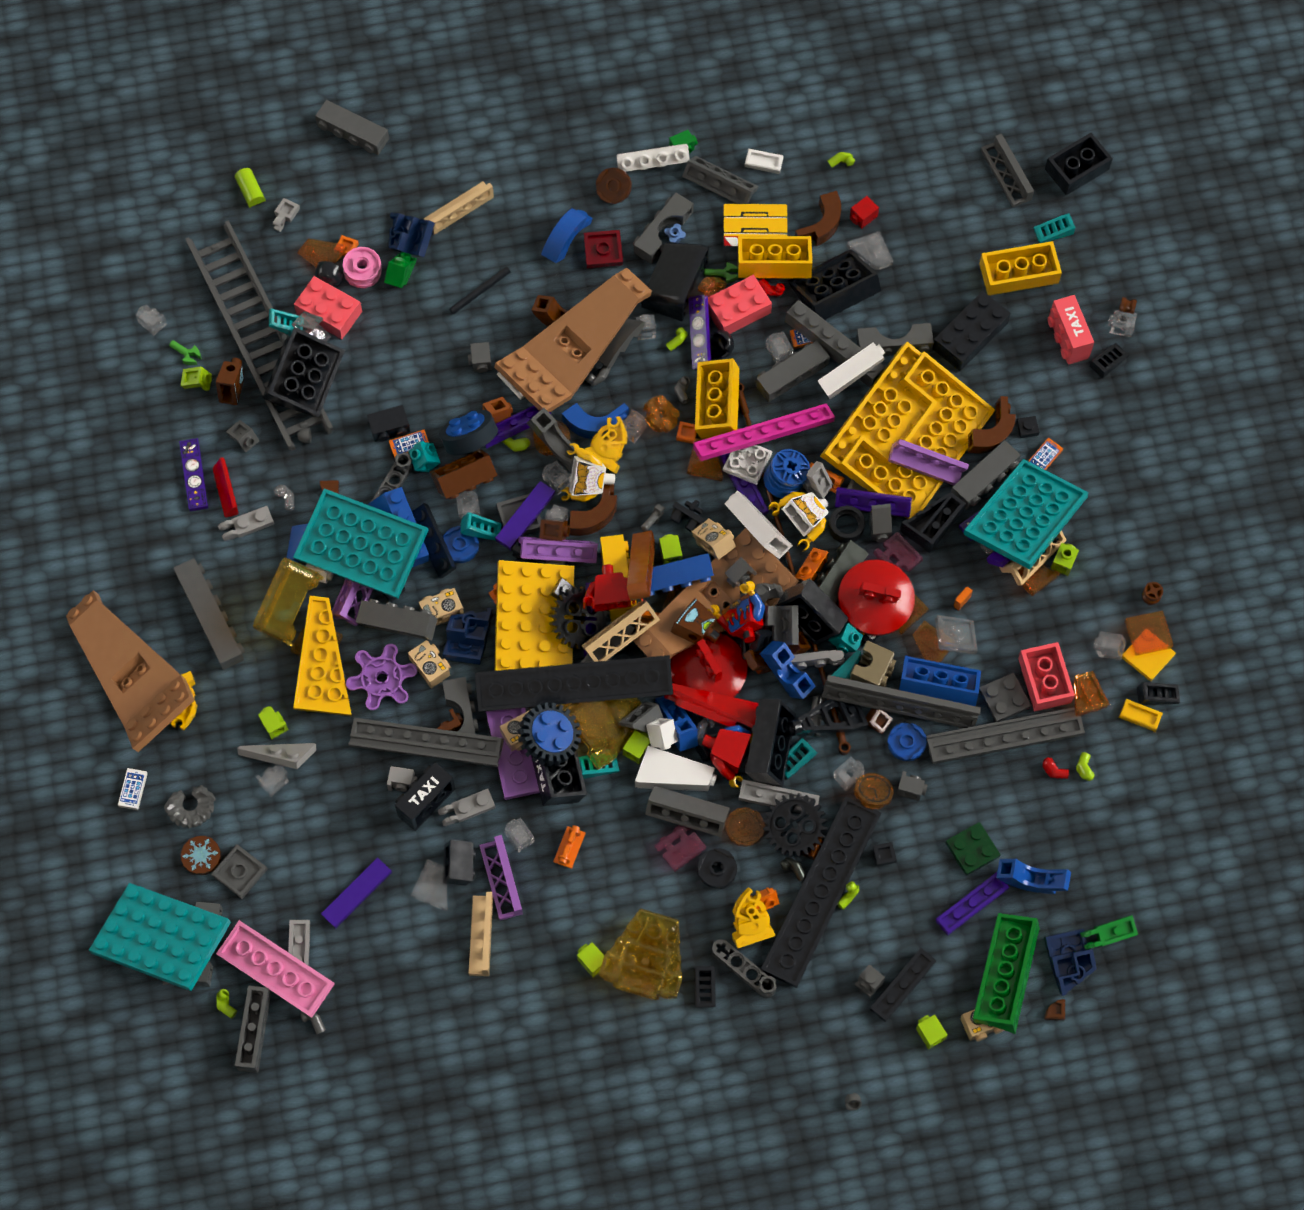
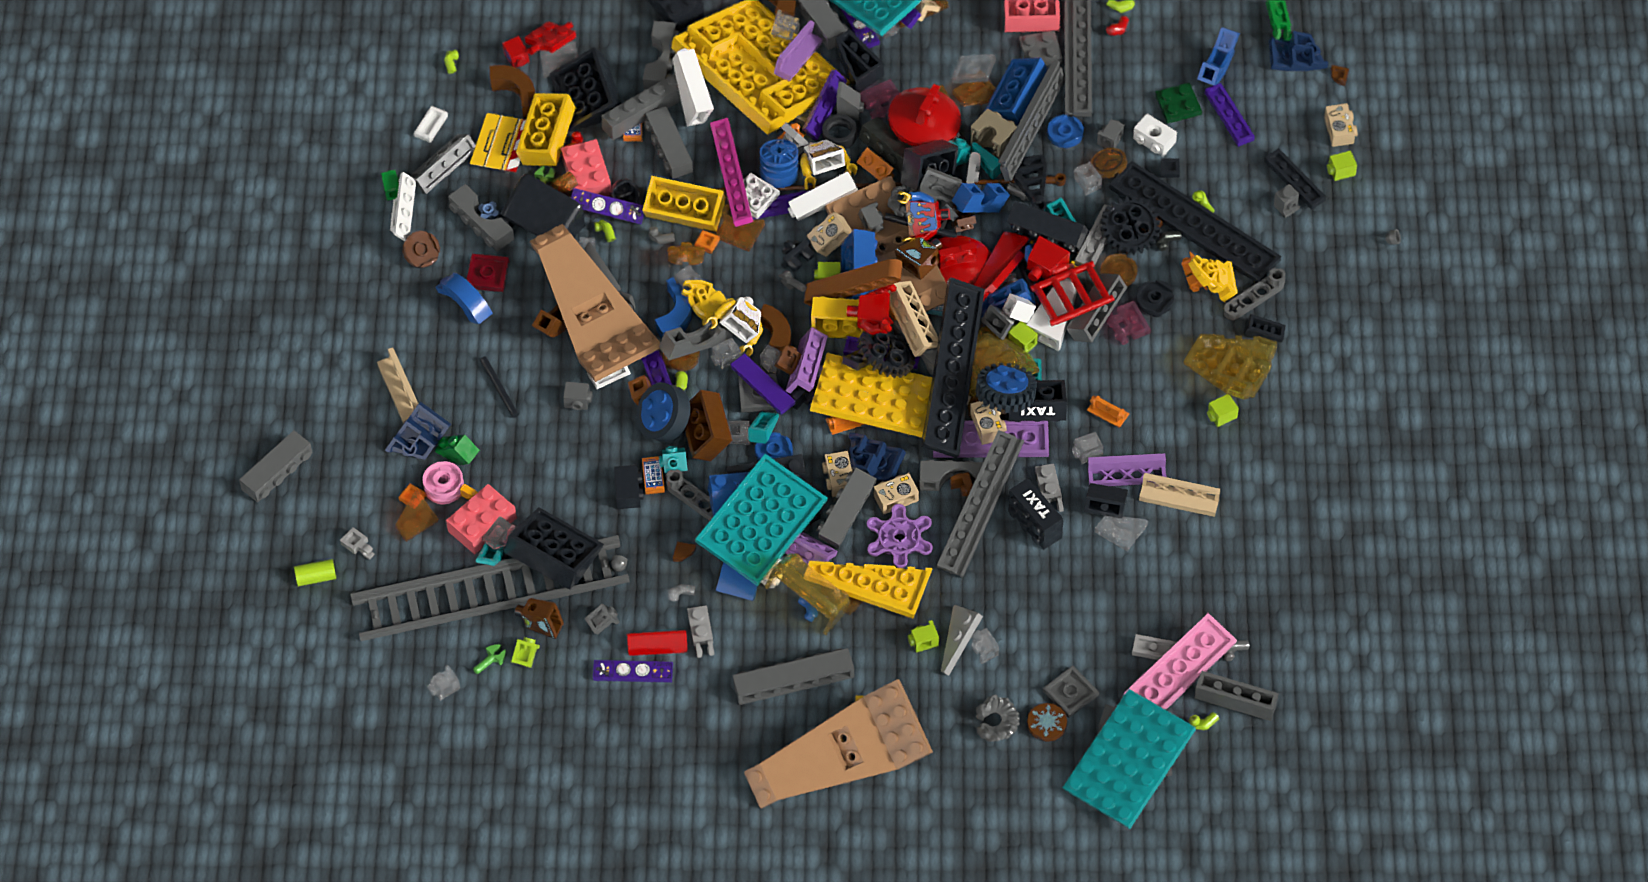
camera: 75 degrees left, 10 degrees down
(132, 789) = (963, 773): tile -> none
(328, 273) = (442, 510): black hair -> none
(355, 290) = (467, 492): none -> light orange tile
(356, 893) = (1114, 594): dark purple tile -> none
(400, 778) = (1009, 536): light grey brick -> none
(677, 799) = (1071, 312): none -> red bar
(779, 347) = (640, 148): clear brick -> none
(878, 720) = (1039, 147): reddish brown slope -> none
(888, 236) = (550, 37): none -> red plate
(928, 821) = (1151, 127): none -> white brick
(954, 444) = (785, 26): none -> clear brick
(962, 598) = (937, 58): orange tile -> none
(1006, 972) = (1301, 95): green arch -> none

